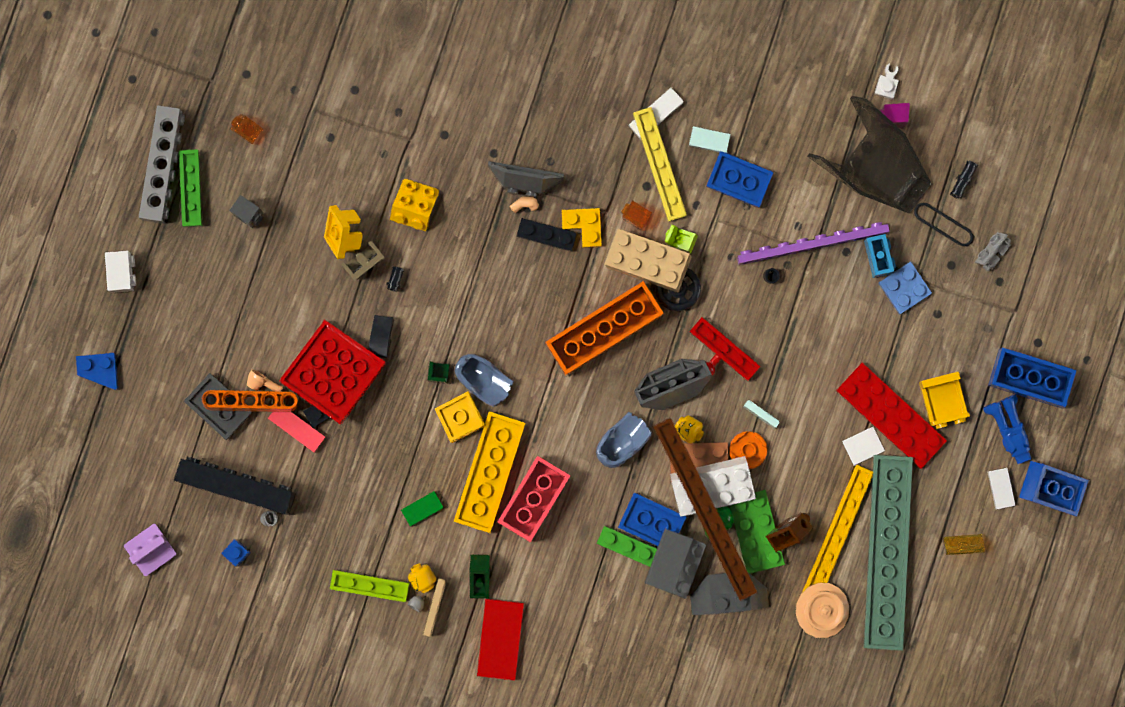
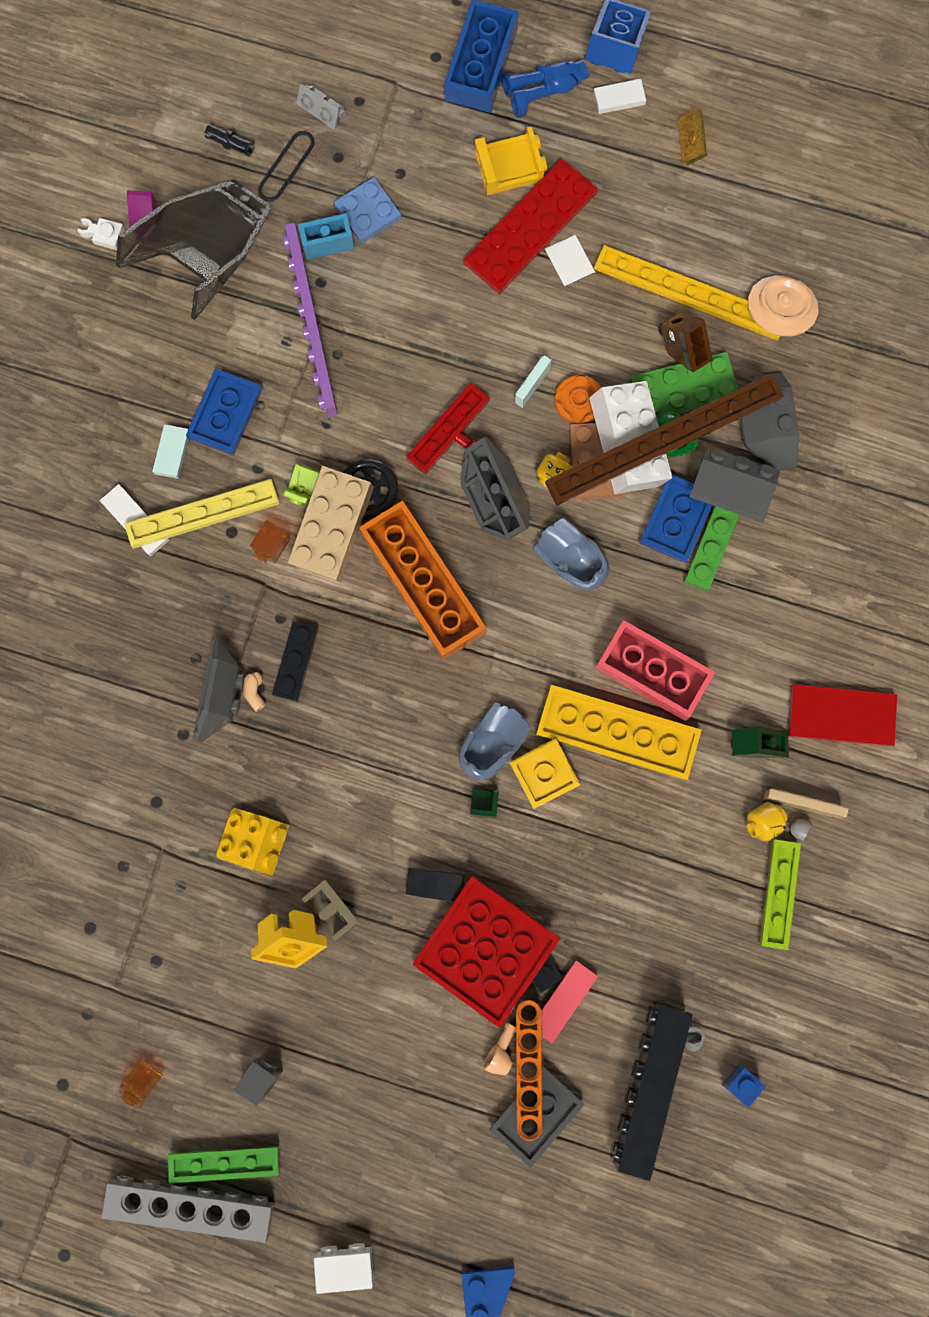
camera: 85 degrees left, 5 degrees down
(149, 550) = (743, 1213): lavender bracket -> none
(395, 279) = (355, 866): black pin -> none
(422, 508) = (670, 824): green tile -> none
(588, 221) = (278, 606): yellow plate -> none
(774, 276) = (351, 371): black hinge -> none
(888, 552) = (706, 227): sand green plate -> none

